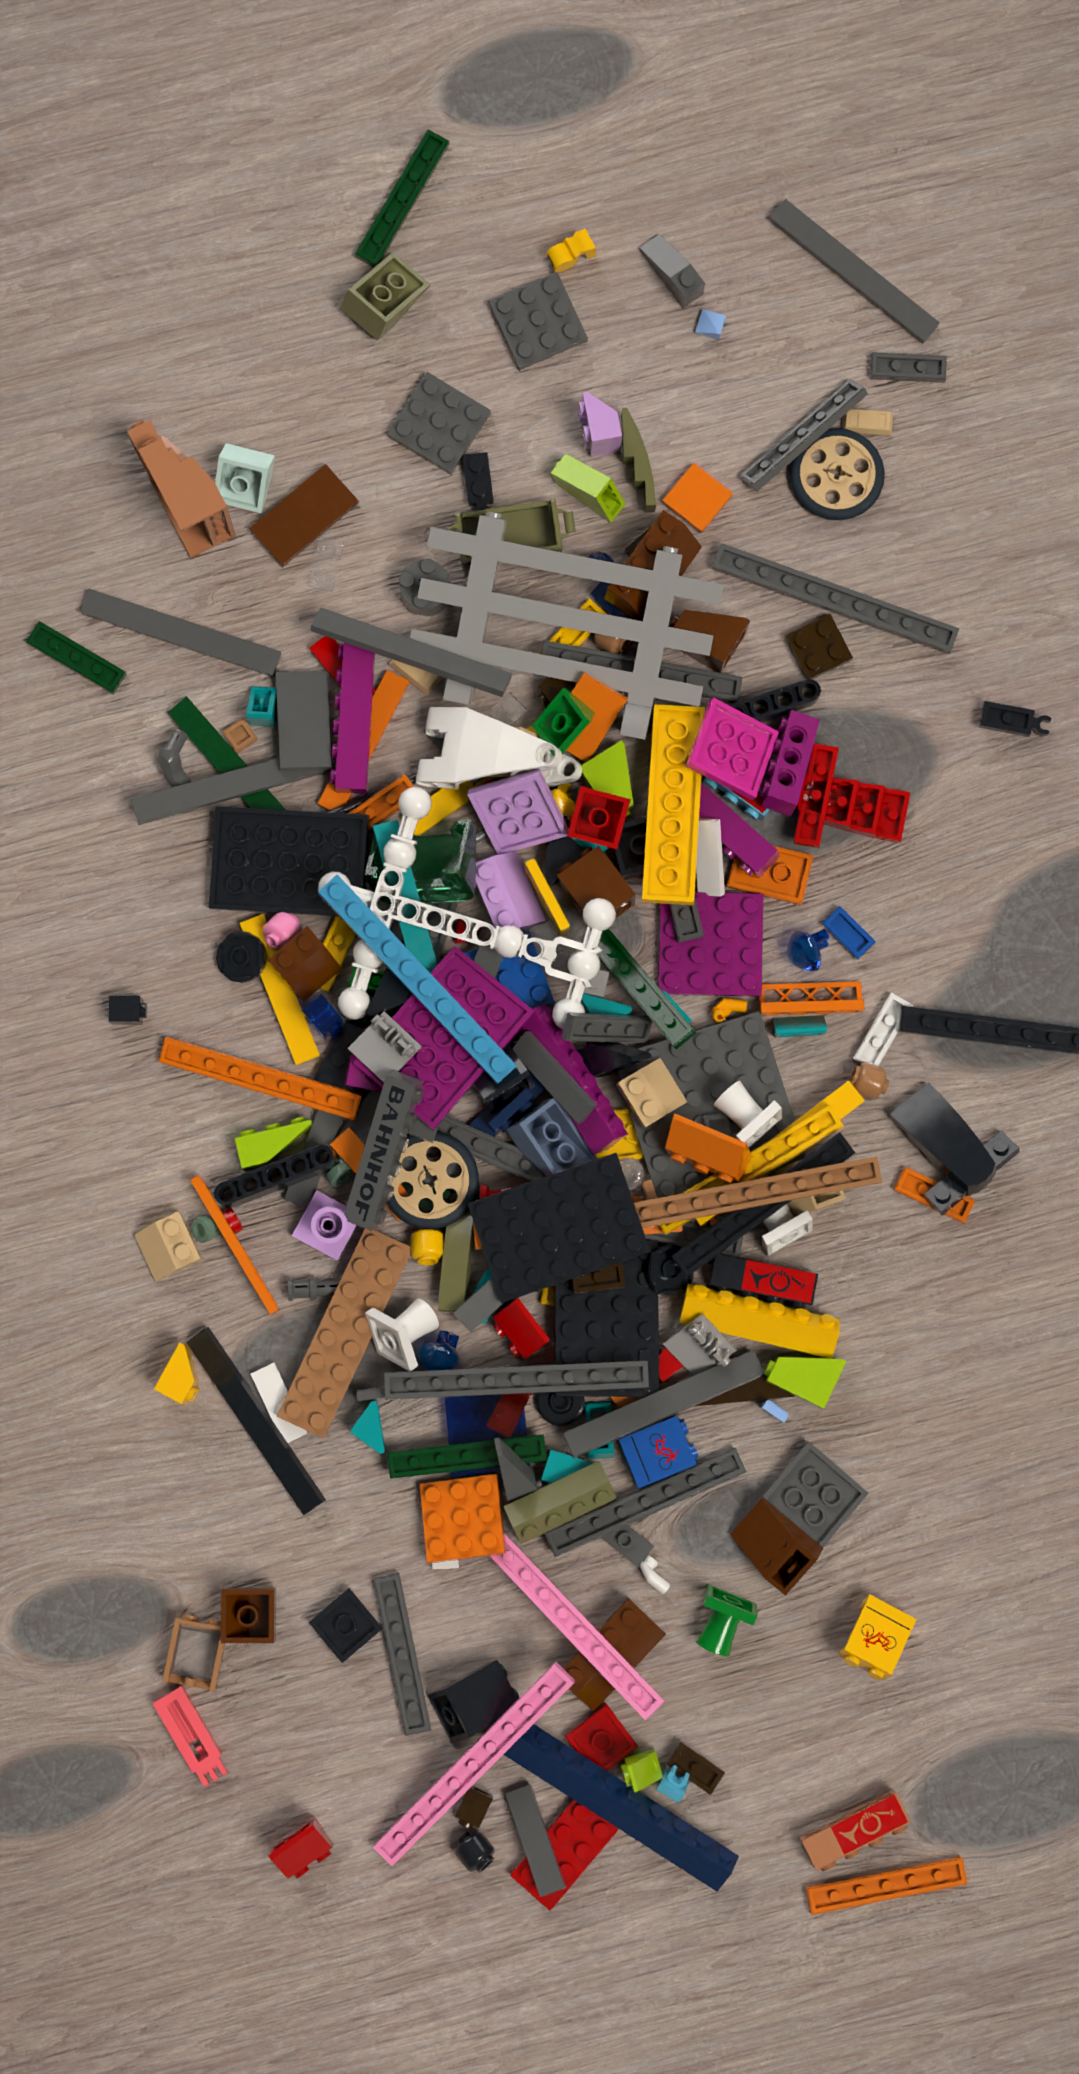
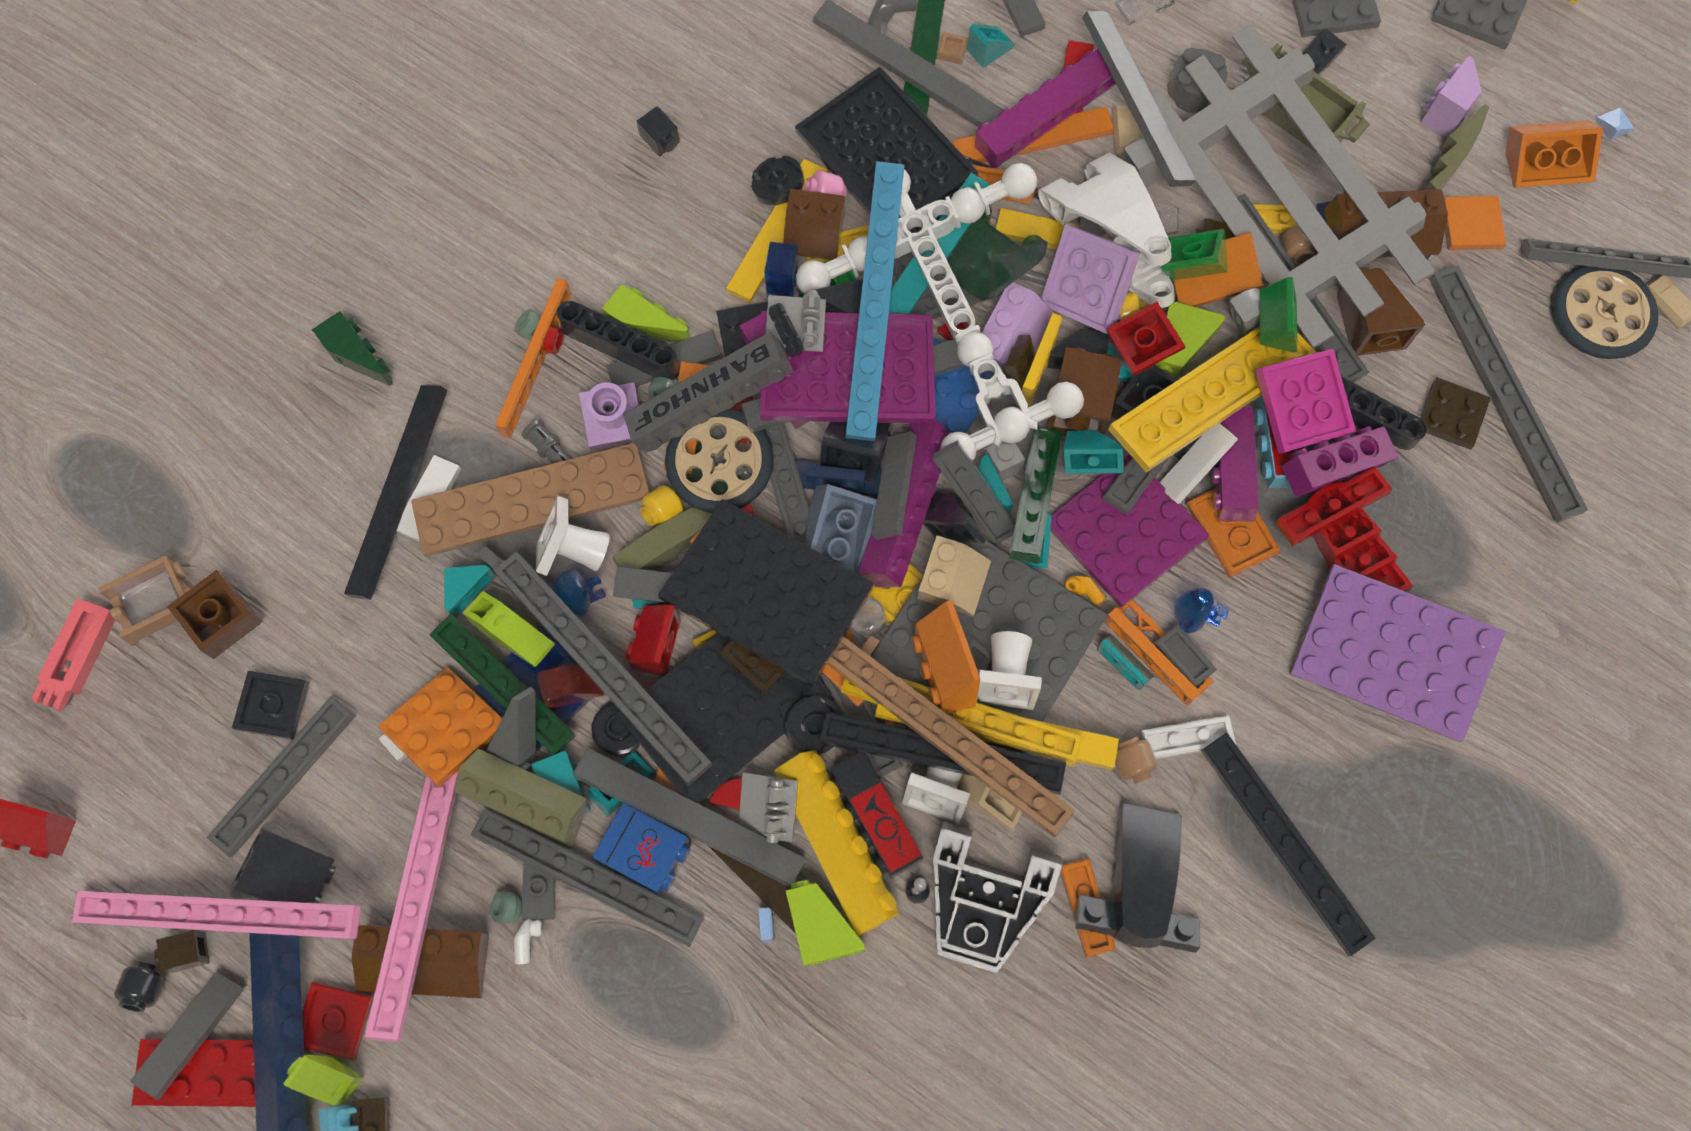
camera: 55 degrees right, 10 degrees down
(108, 1372) = (346, 348): none -> dark green slope
(168, 1246) = (493, 310): tan slope -> none
(180, 1377) = (383, 396): yellow slope -> none
(260, 1078) = (690, 268): orange tile -> none
(303, 720) = (1007, 77): dark grey tile -> none
(387, 1059) = (785, 329): none -> black axle
(434, 1421) = (508, 629): none -> lime slope
(537, 912) = (1020, 360): none -> dark brown plate
(589, 487) = (1398, 134): lime slope -> none
(621, 1571) = (506, 907): none -> sand green tile
(641, 922) = (1092, 453): none -> teal slope
(662, 714) = (1279, 316): none -> green slope
(673, 270) = (1627, 64): dark grey slope -> none
(696, 393) = (1553, 153): none -> orange slope
(724, 1619) = (541, 1037): green plant -> none
(776, 1545) = (640, 1031): reddish brown slope -> none
(815, 1494) = (715, 1029): dark grey plate -> none
(830, 985) = (1185, 655): none -> dark grey tile
(836, 1294) = (917, 886): none -> black hinge
(848, 932) = (1245, 636): blue tile -> none
(878, 1261) = (983, 907): none -> black wedge
(944, 846) = (1397, 653): none -> medium lavender plate
(1011, 719) = (1559, 621): black plate -> none

